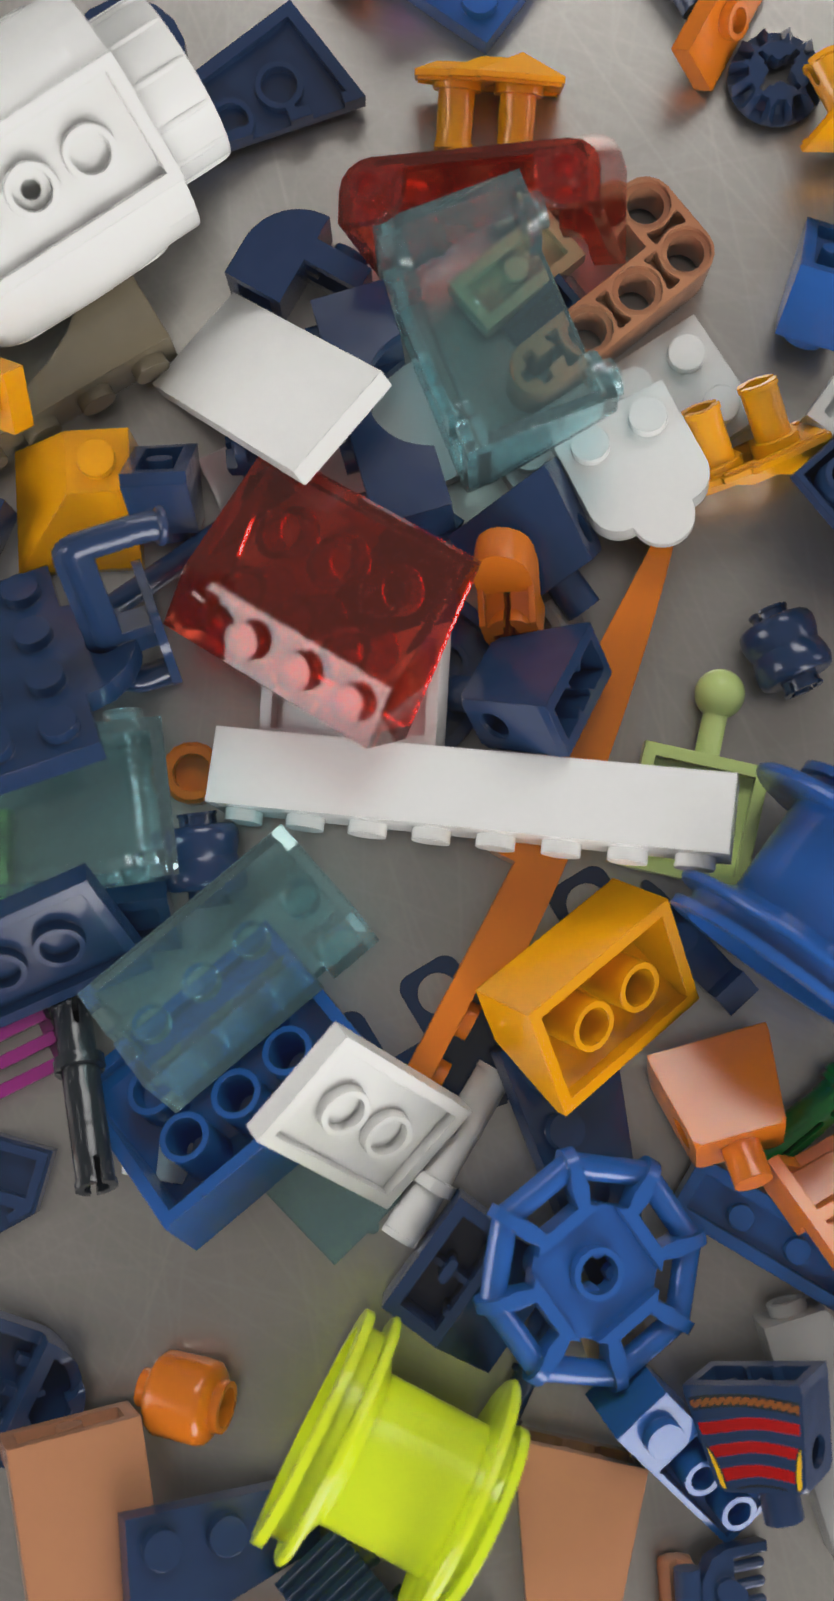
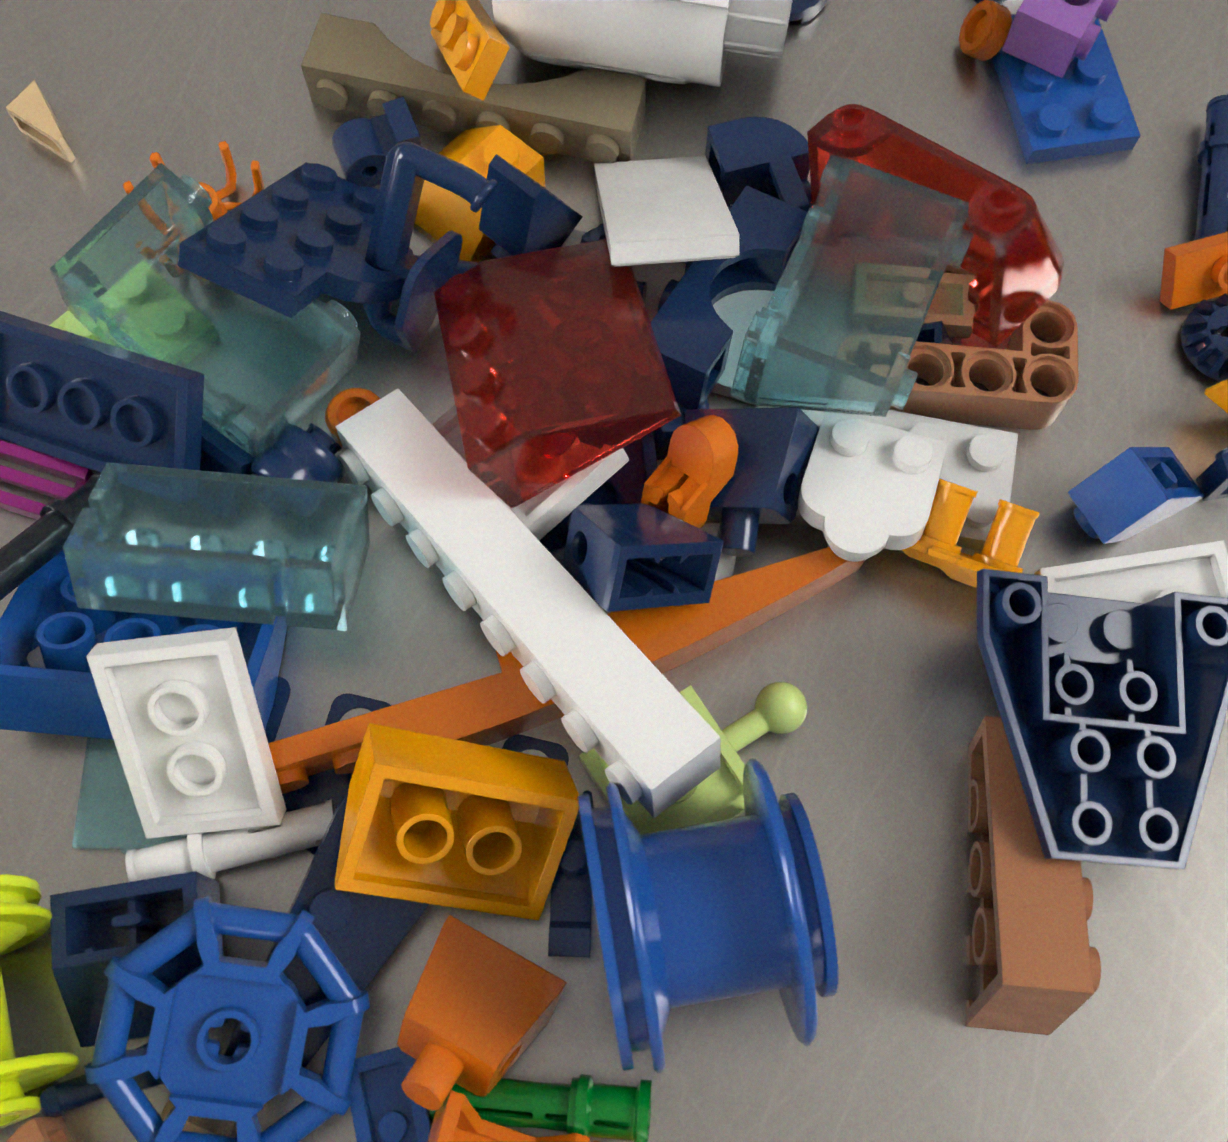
camera: 40 degrees right, 15 degrees down
(277, 80) = (853, 58): dark blue wing -> none
(515, 79) = (1015, 164): light orange connector -> none
(785, 650) = (862, 720): dark blue piece -> none

